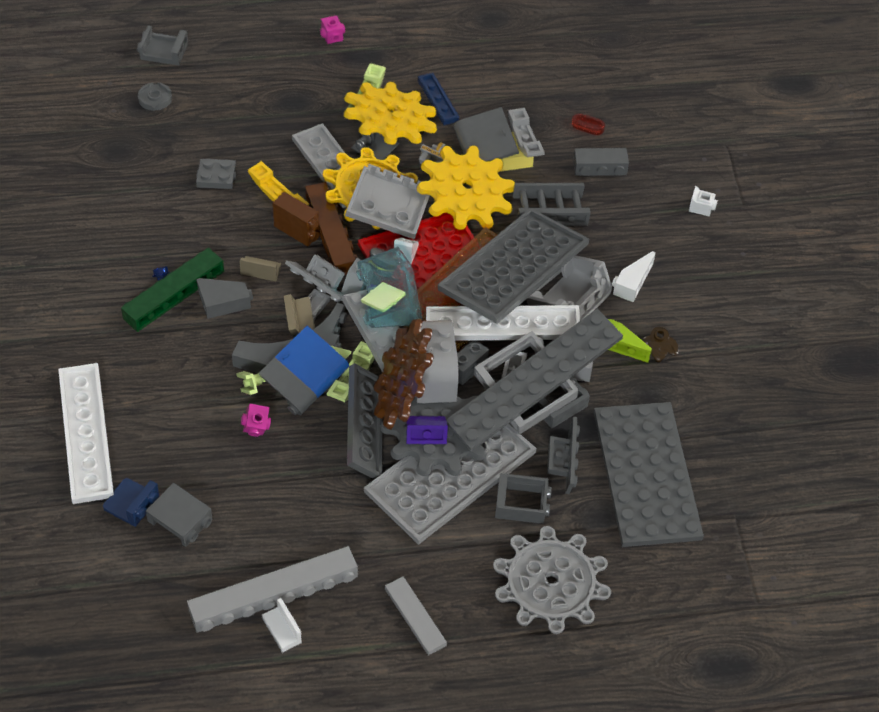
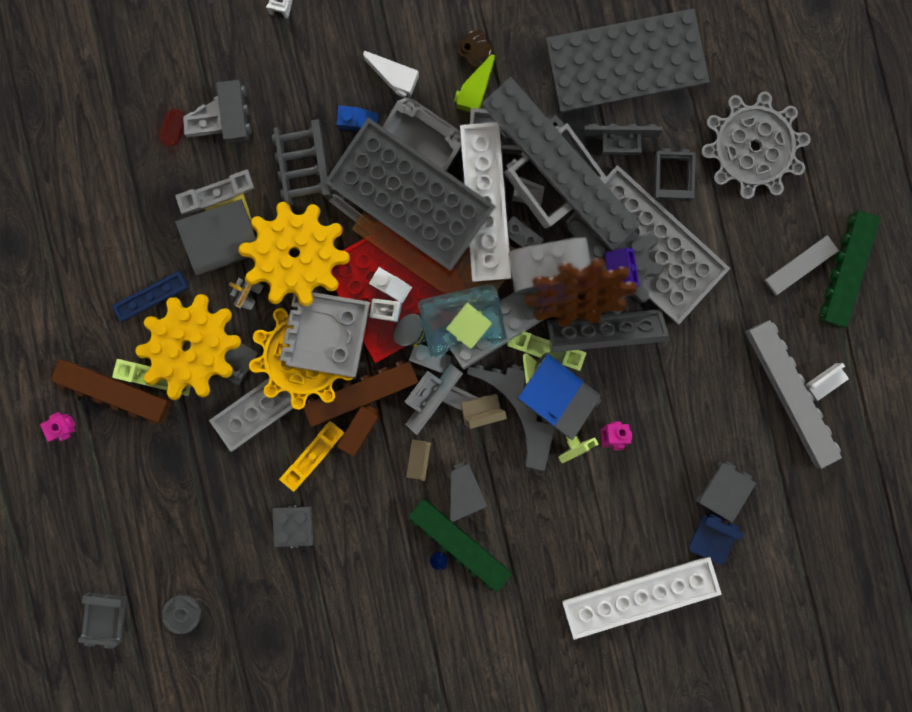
camera: 90 degrees left, 35 degrees up
(353, 70) = (110, 390): none -> reddish brown brick
(406, 659) = (849, 269): none -> dark green brick
(429, 254) = (390, 285): none -> white slope
(591, 138) = (204, 120): none -> light grey wing
(592, 249) = (353, 118): none -> blue slope

